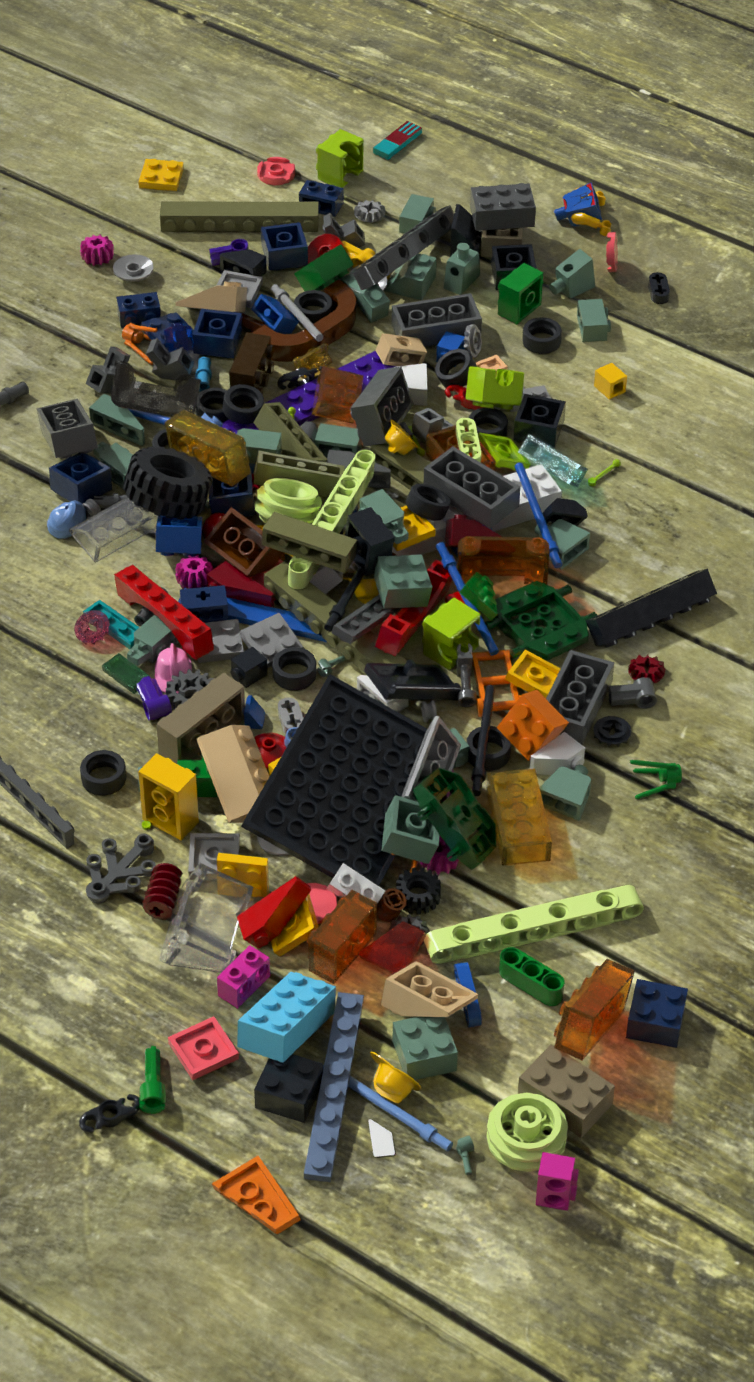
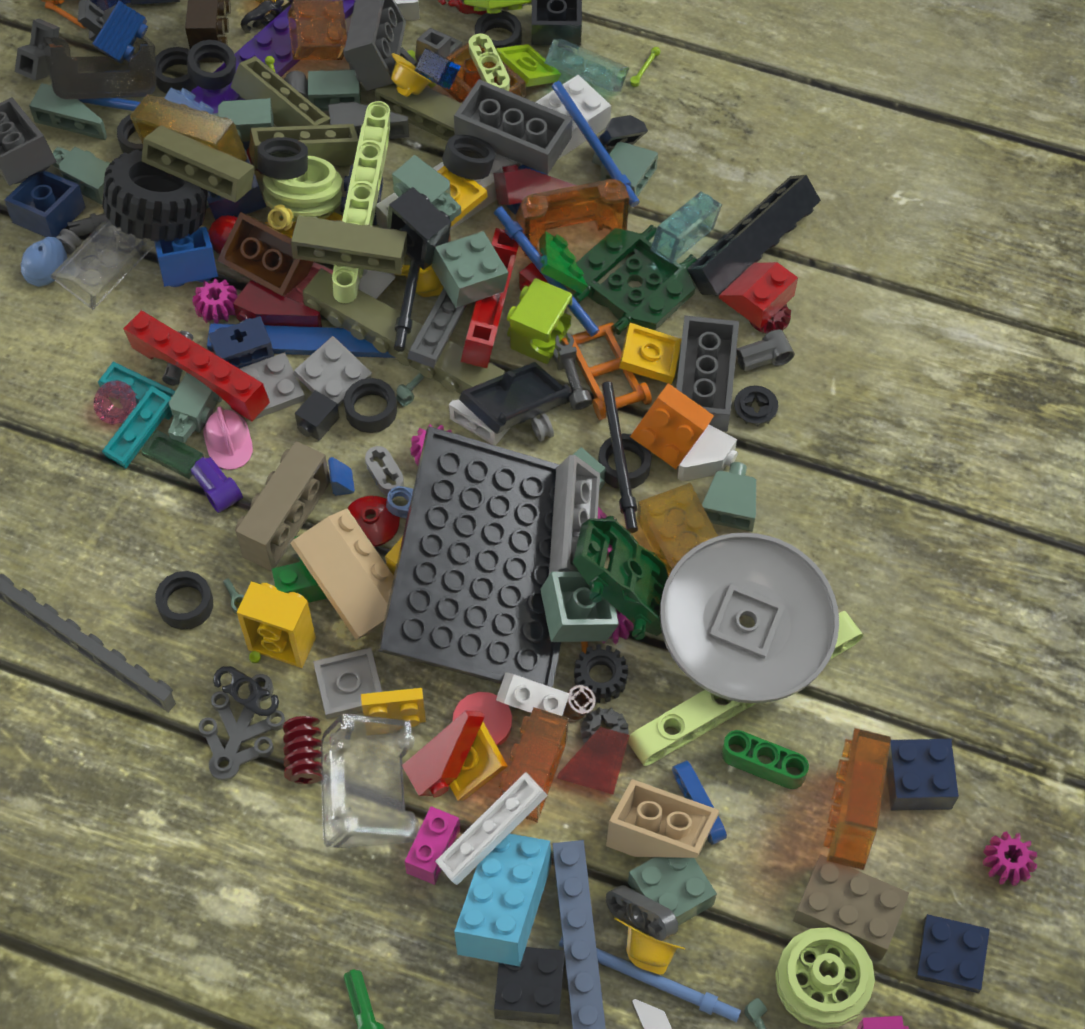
camera: 15 degrees left, 15 degrees up
(104, 648) = (138, 427): none -> teal tile
(132, 850) = (253, 701): none -> black piece
(177, 367) = (121, 32): none -> blue brick
(187, 685) = (256, 461): dark grey gear -> none
(203, 1048) = (412, 955): coral plate -> none
(204, 372) = (154, 30): dark azure pin -> none
(207, 463) = (197, 163): none -> olive brick
(258, 516) = (274, 218): none -> light yellow plate
(276, 475) = (282, 158): none -> black tyre
(290, 963) = (491, 828): none -> white tile
(394, 1051) = (655, 918): none -> dark grey beam
(424, 437) = (437, 68): none -> clear blue brick
(556, 839) = (759, 579): none -> light grey dish
(595, 589) = (686, 227): none -> clear light blue brick
(640, 1144) = (952, 953): none -> dark blue plate
(643, 649) = (761, 292): none -> red slope
(668, 773) = (835, 448): green plant -> none
(710, 1087) = (1015, 849): none -> dark pink gear

